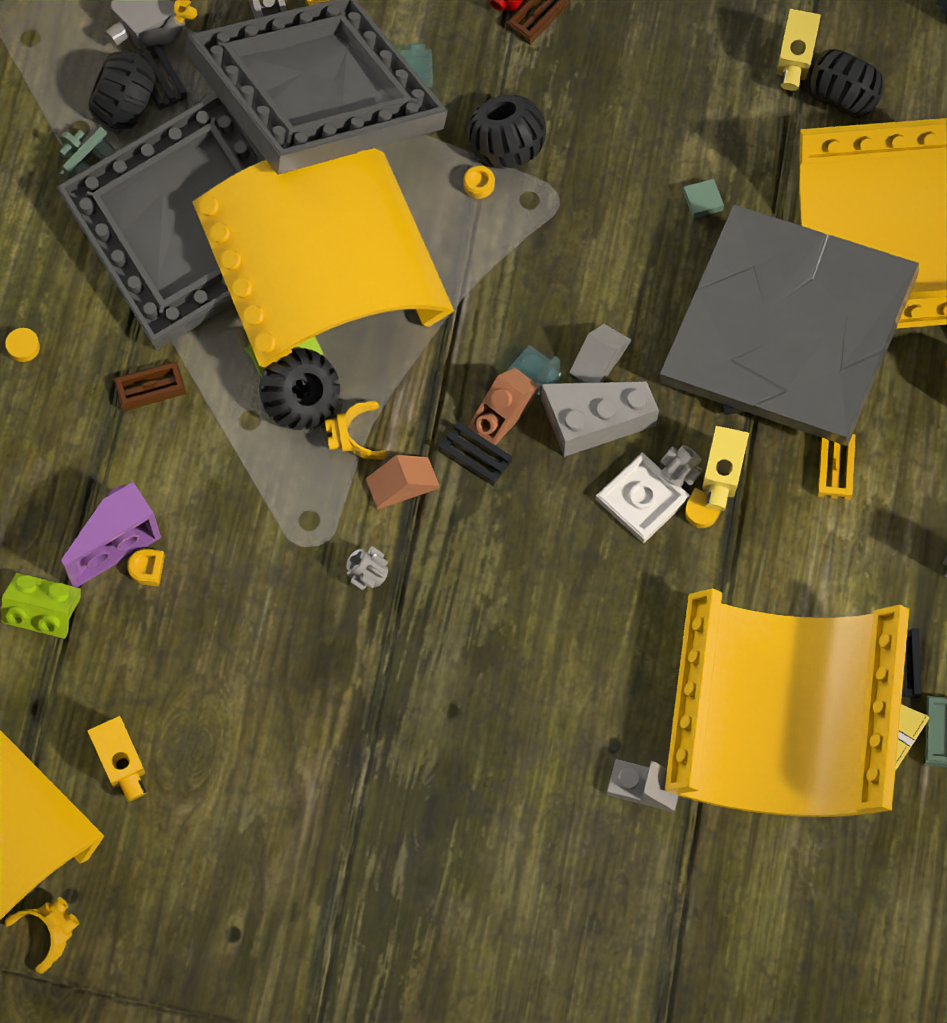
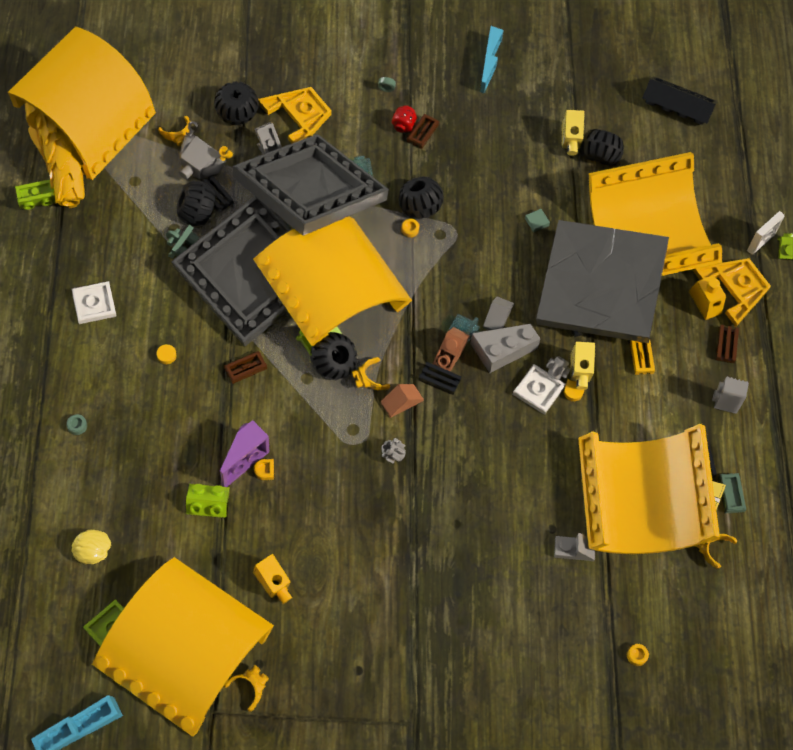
camera: 15 degrees left, 5 degrees down
(713, 987) = (637, 654): none -> yellow tile
(869, 824) = (704, 549): none -> yellow helmet

